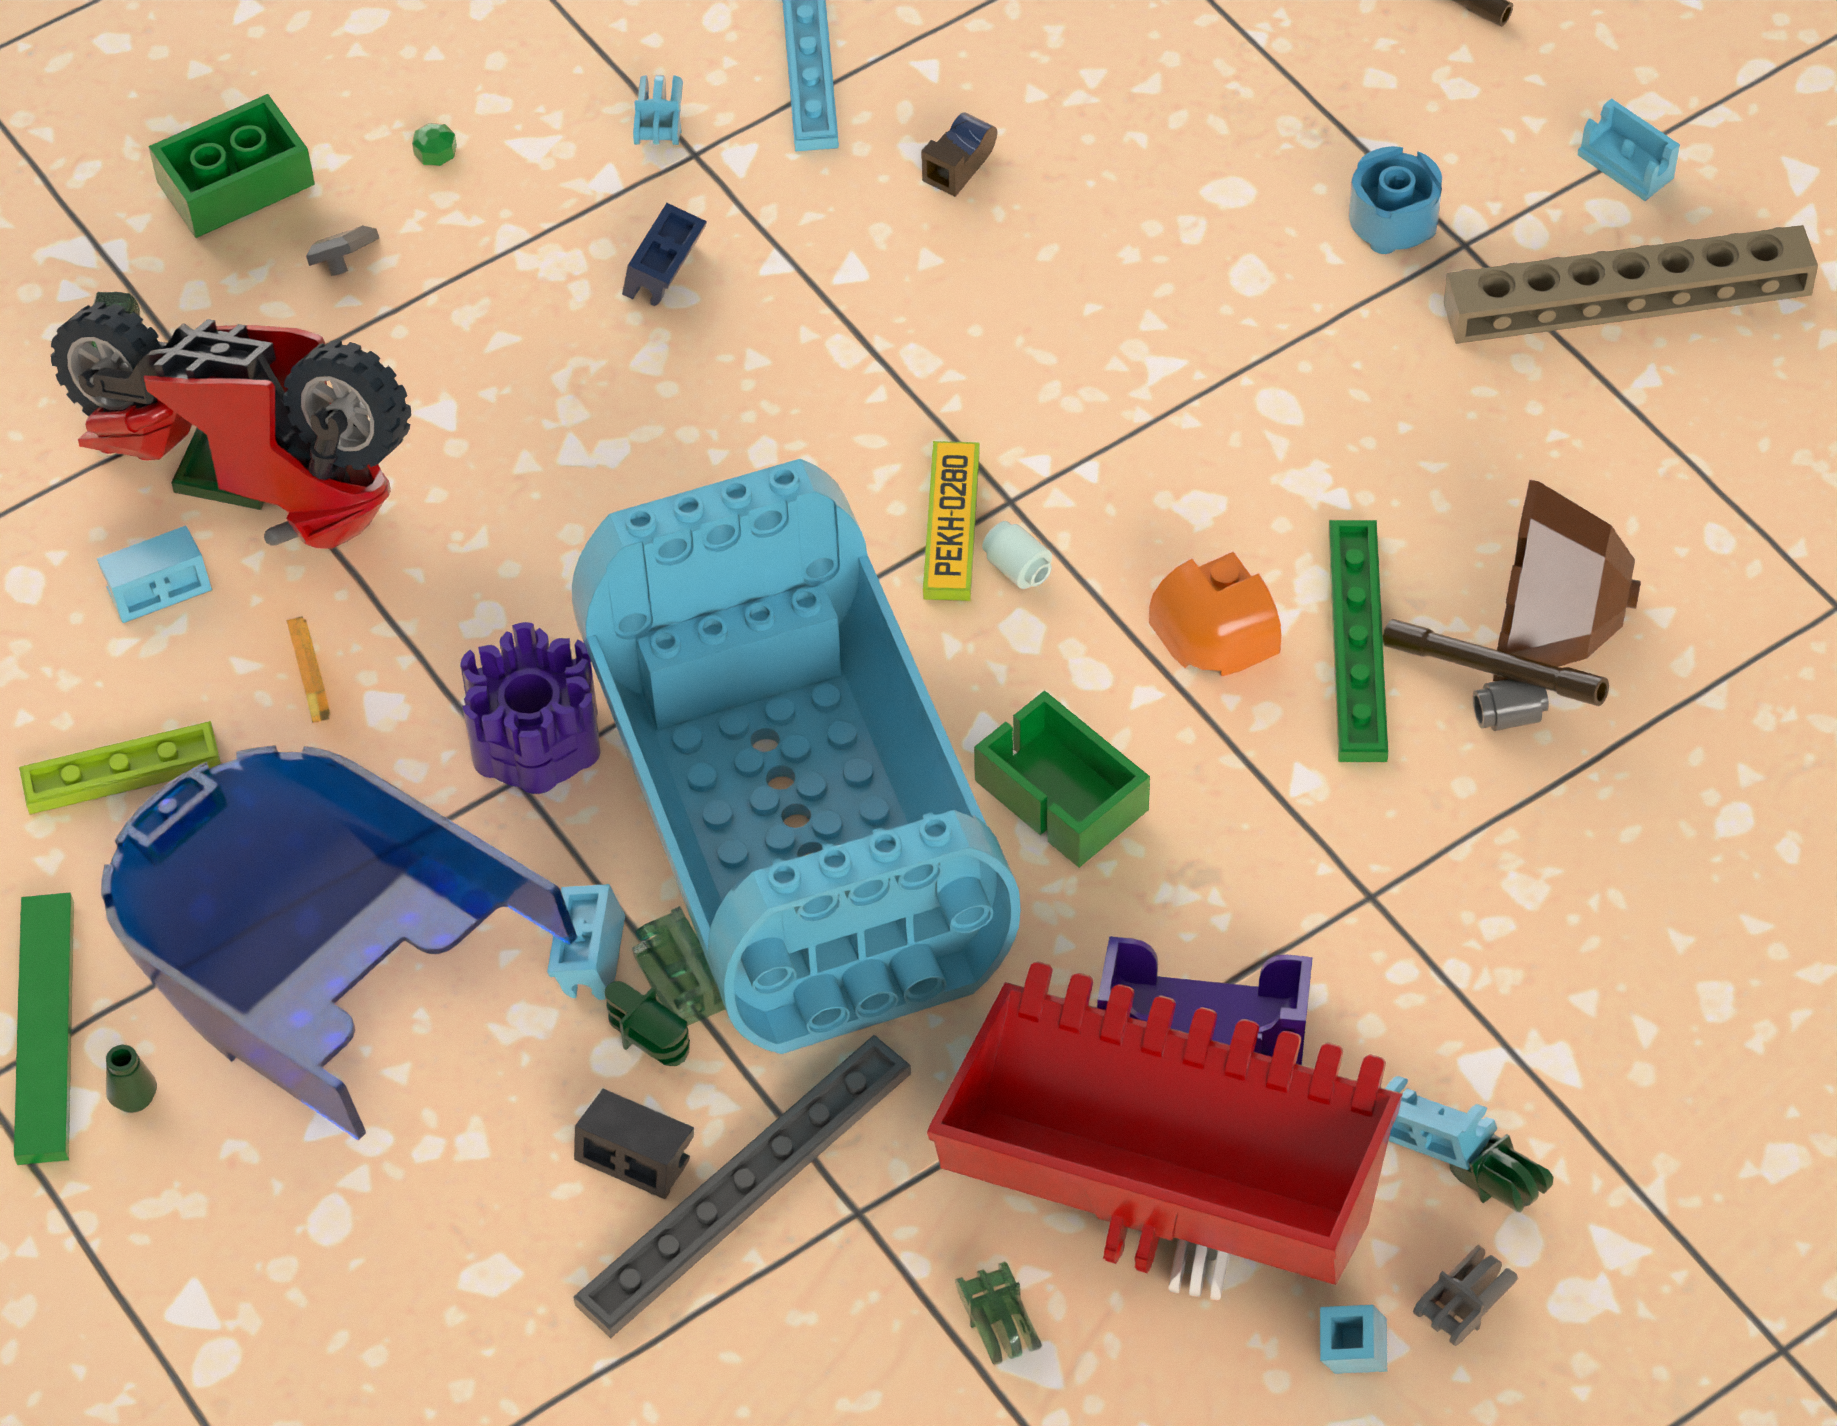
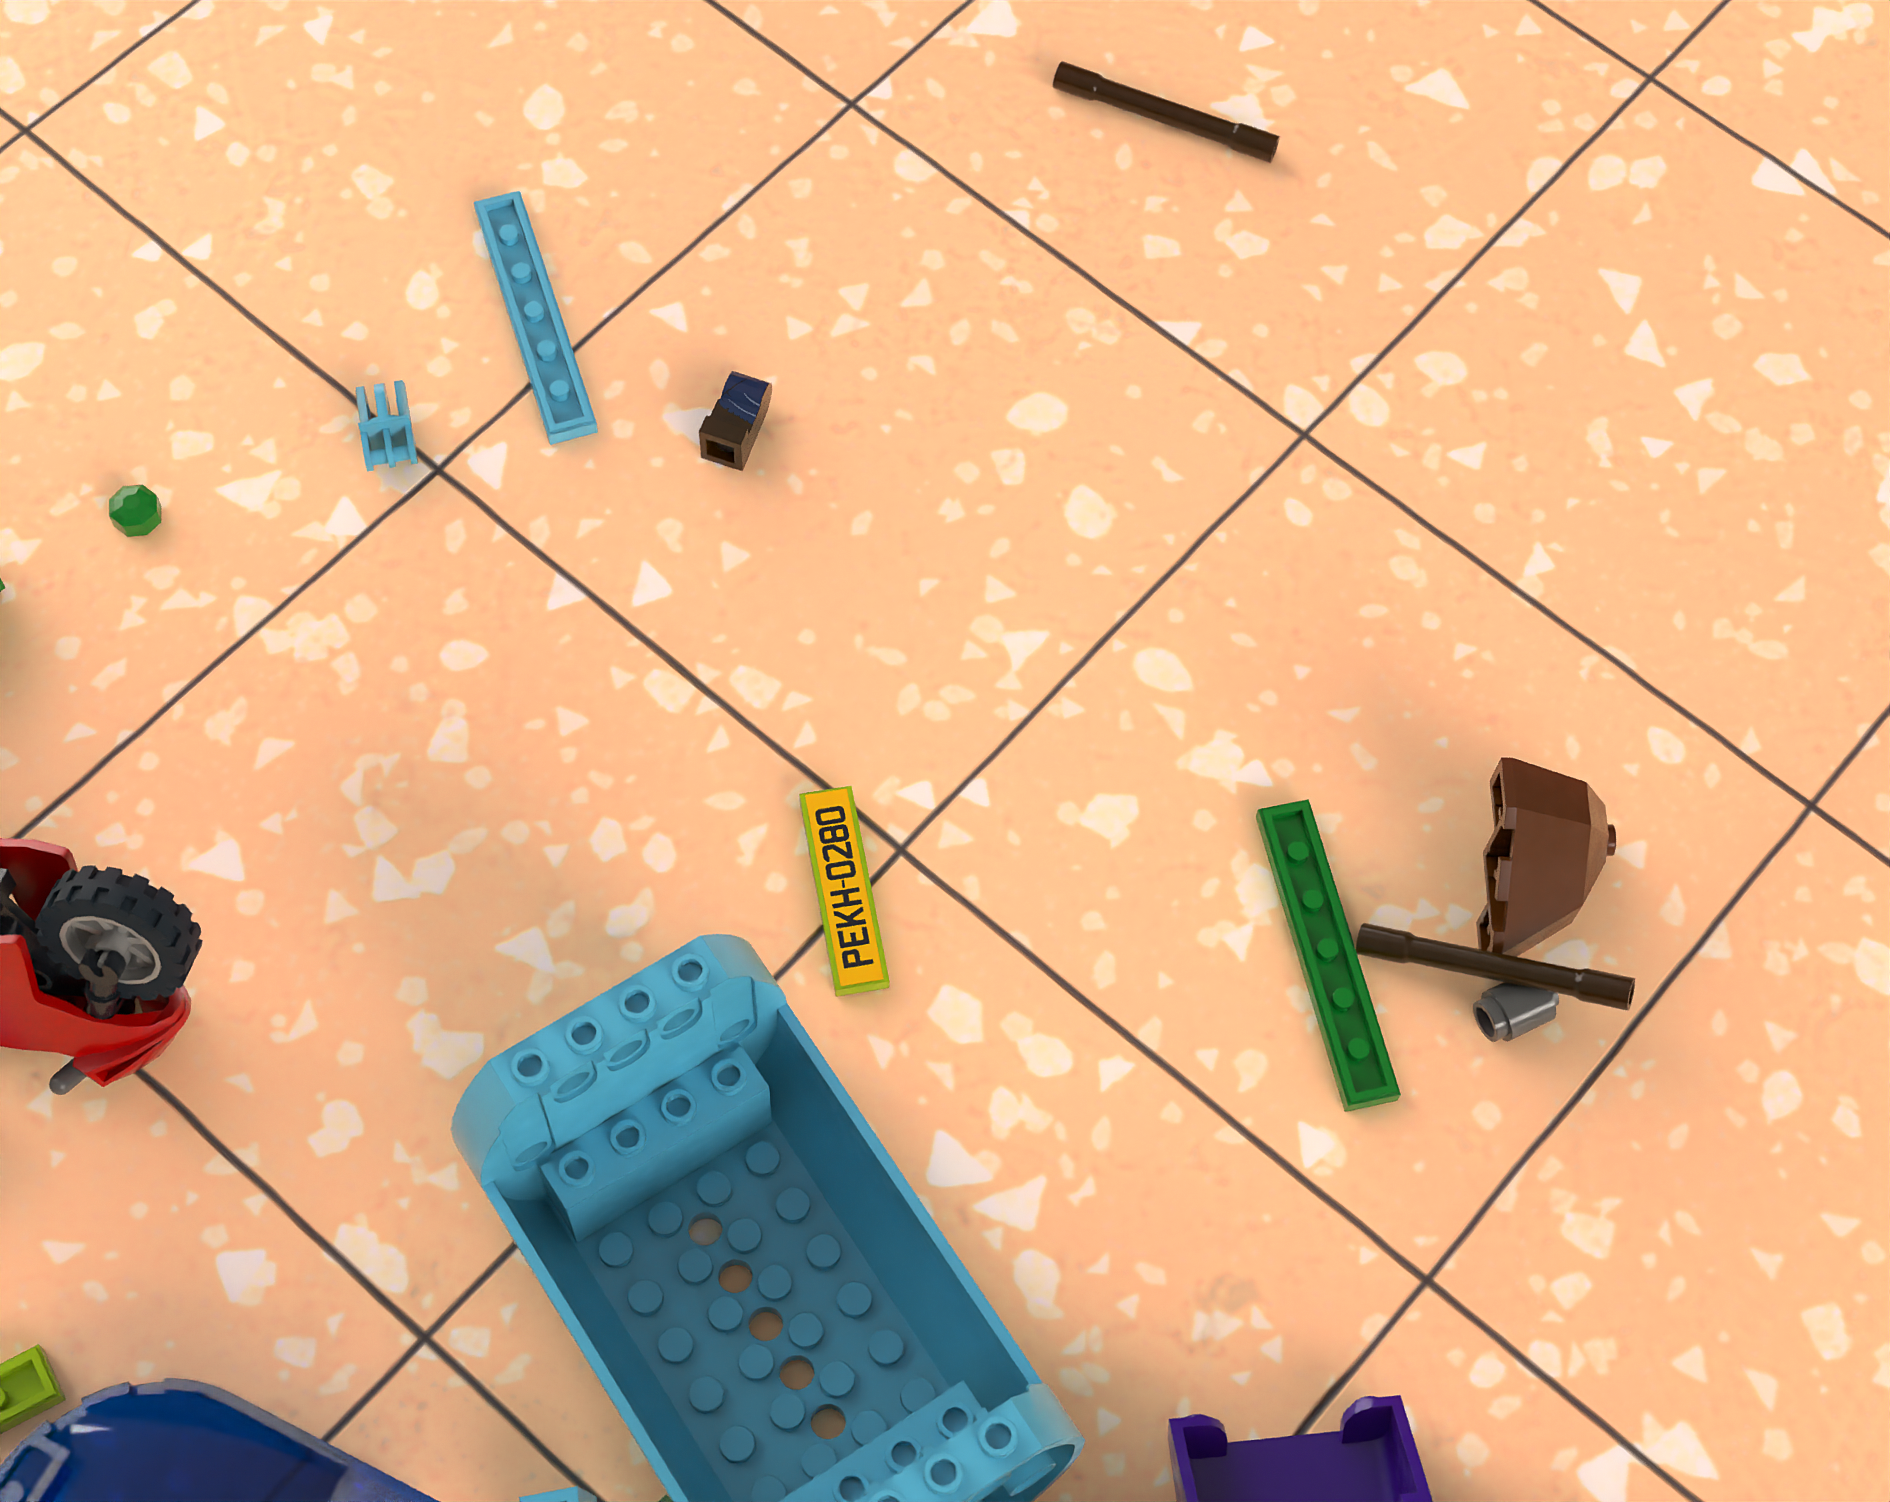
camera: 20 degrees left, 10 degrees up
(308, 669) = (143, 1250): clear yellow tile -> none
(336, 246) = (54, 668): dark grey piece -> none
(530, 710) = (404, 1220): dark purple piece -> none
(662, 252) = (436, 610): dark blue hinge -> none
(1017, 555) = (932, 925): light aqua brick -> none
(1062, 778) = (1059, 1216): green piece -> none
(1216, 616) = (1173, 963): orange brick -> none
(1395, 199) = (1226, 398): dark azure brick -> none
(1629, 150) = (1449, 293): medium azure hinge -> none
(1630, 284) = (1651, 410): dark tan brick -> none

